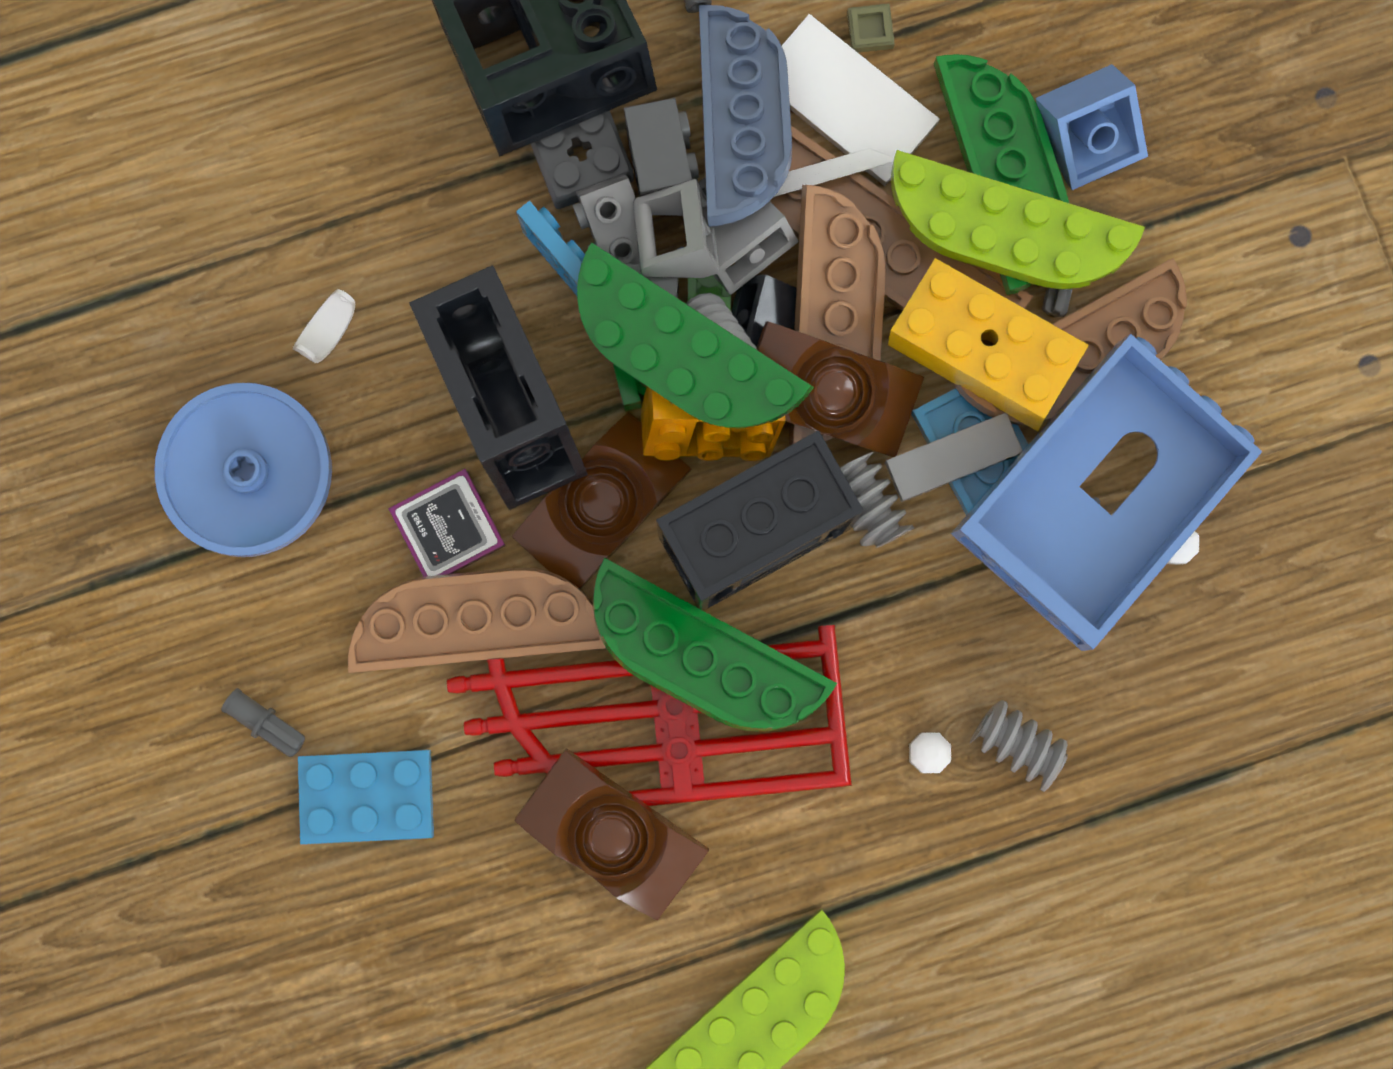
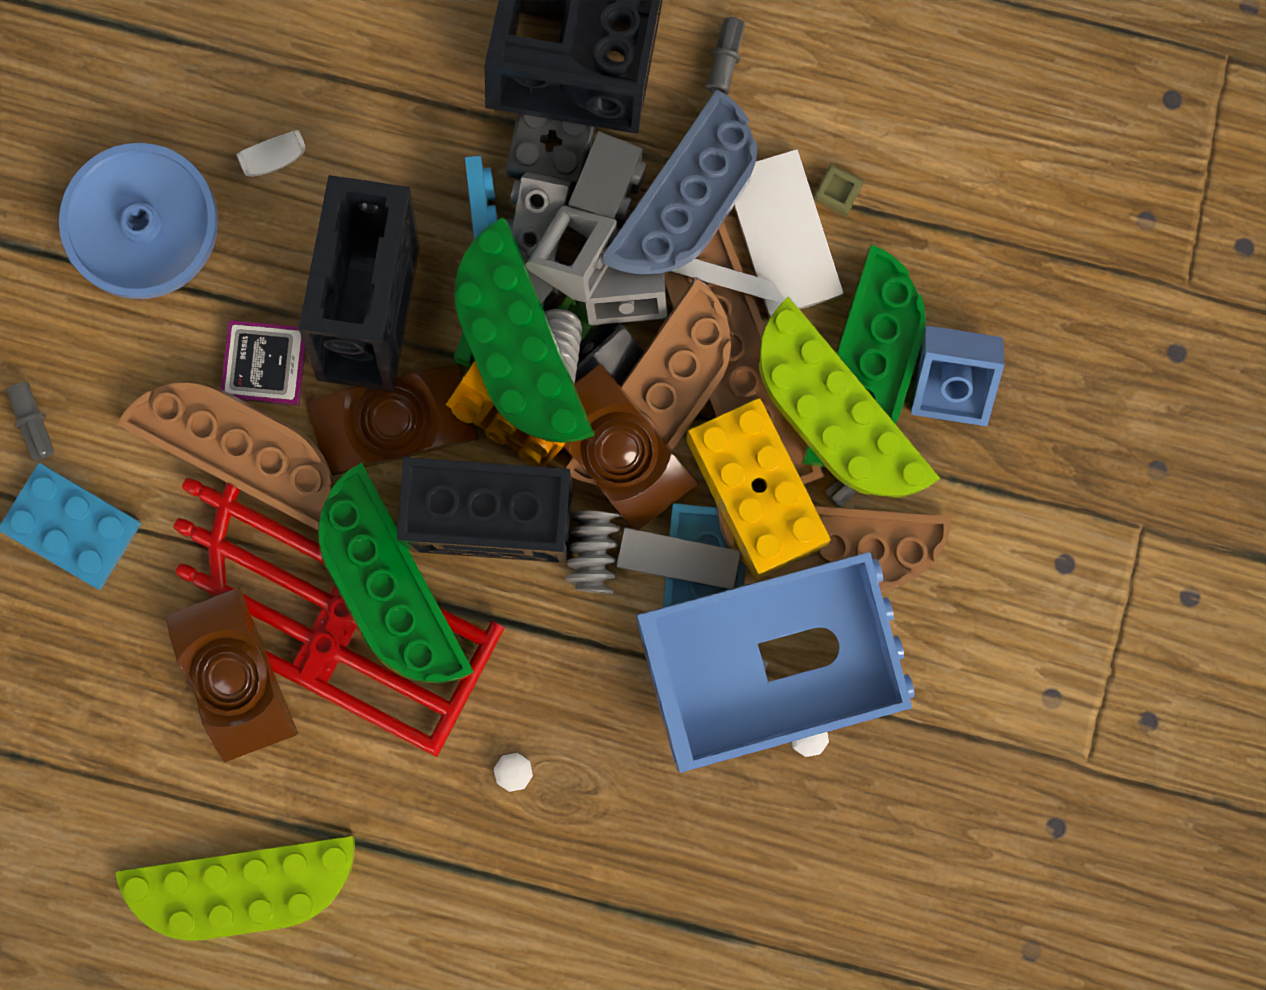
camera: 30 degrees right, 0 degrees up
(1022, 744) = (585, 811): light grey piece -> none

